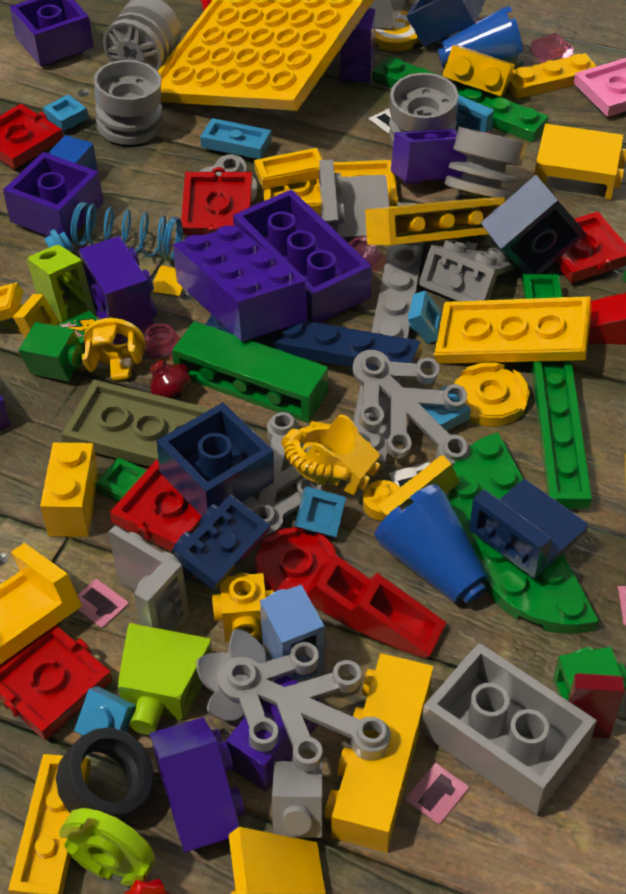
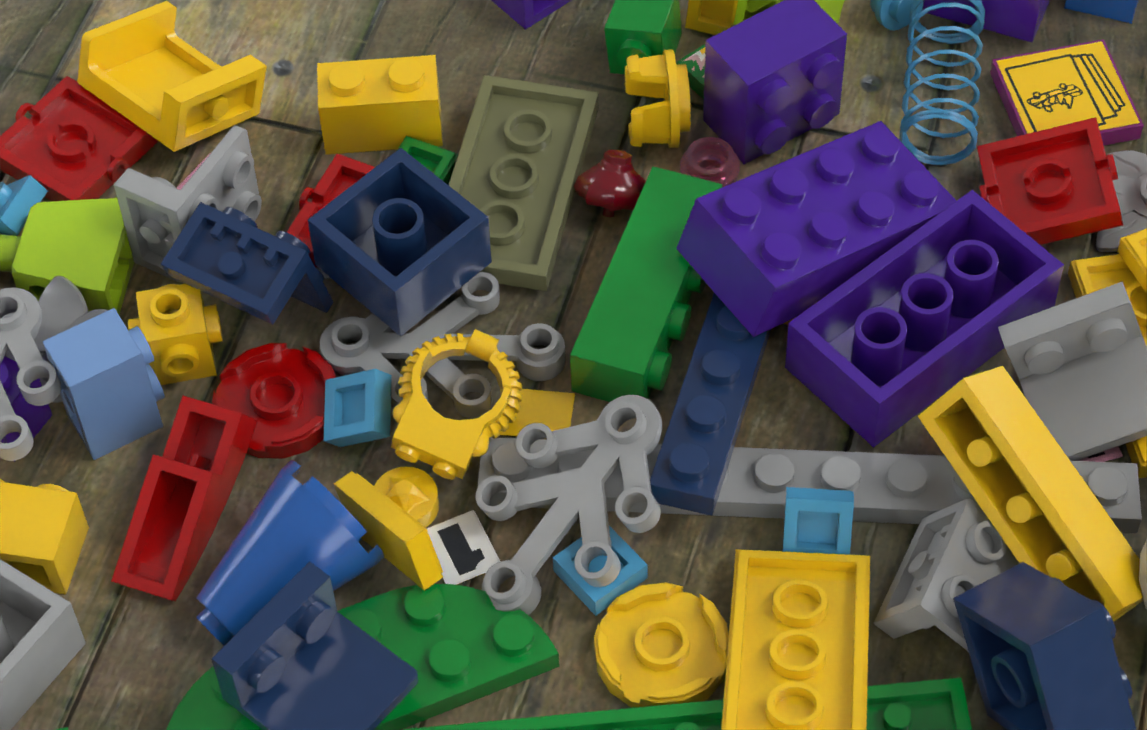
camera: 85 degrees right, 5 degrees up
(150, 192) = (1064, 88): none -> yellow tile

